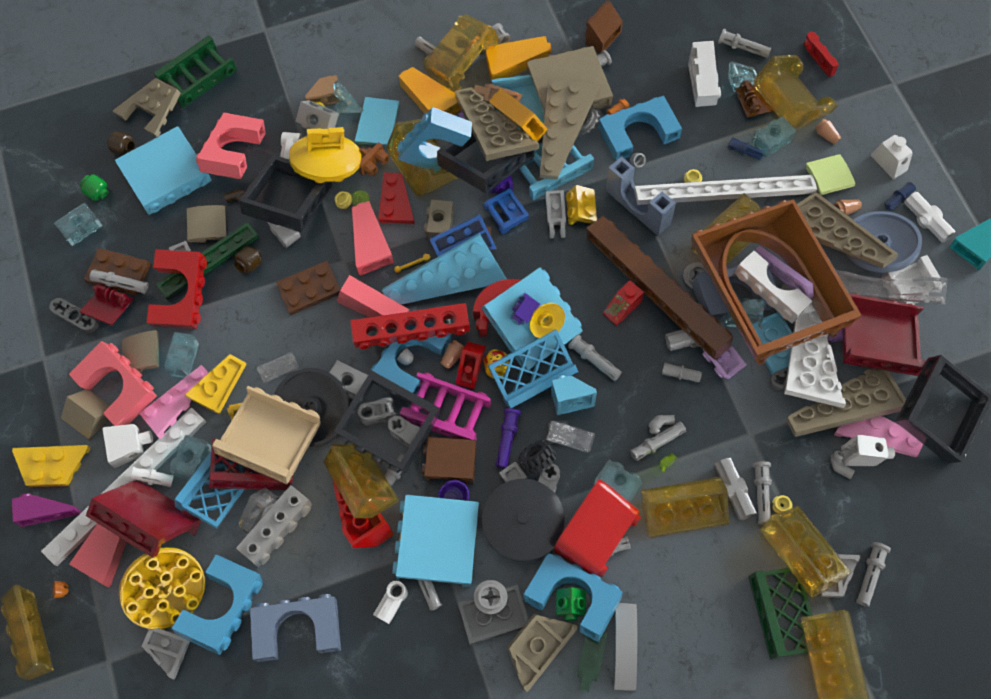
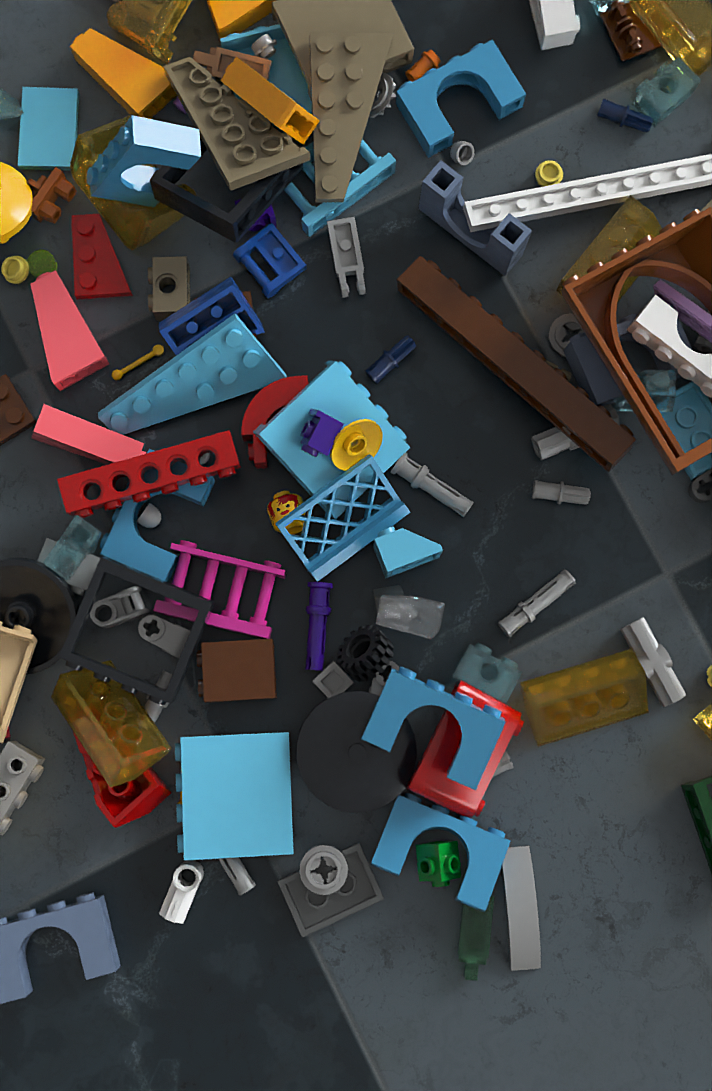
camera: 15 degrees left, 15 degrees up
(355, 364) = (73, 547): none -> clear light blue slope
(452, 354) = (219, 504): nougat cone -> none
(454, 490) = (250, 719): dark purple hair -> none
(470, 364) = (248, 517): red slope -> none
(519, 86) = (264, 47): none -> light grey plate
(537, 647) = (399, 928): dark tan wing -> none
(559, 479) = (478, 725): none -> dark azure arch
(576, 277) = (390, 359): none -> dark blue axle
(581, 205) = (384, 238): yellow bracket -> none
(623, 303) = (465, 393): red slope -> none
(660, 420) = (535, 572): light grey arm -> none
(667, 461) = (554, 632): clear neon green tile -> none
(728, 363) = (628, 472): lavender bracket -> none
(759, 482) = (698, 697): light grey pin -> none

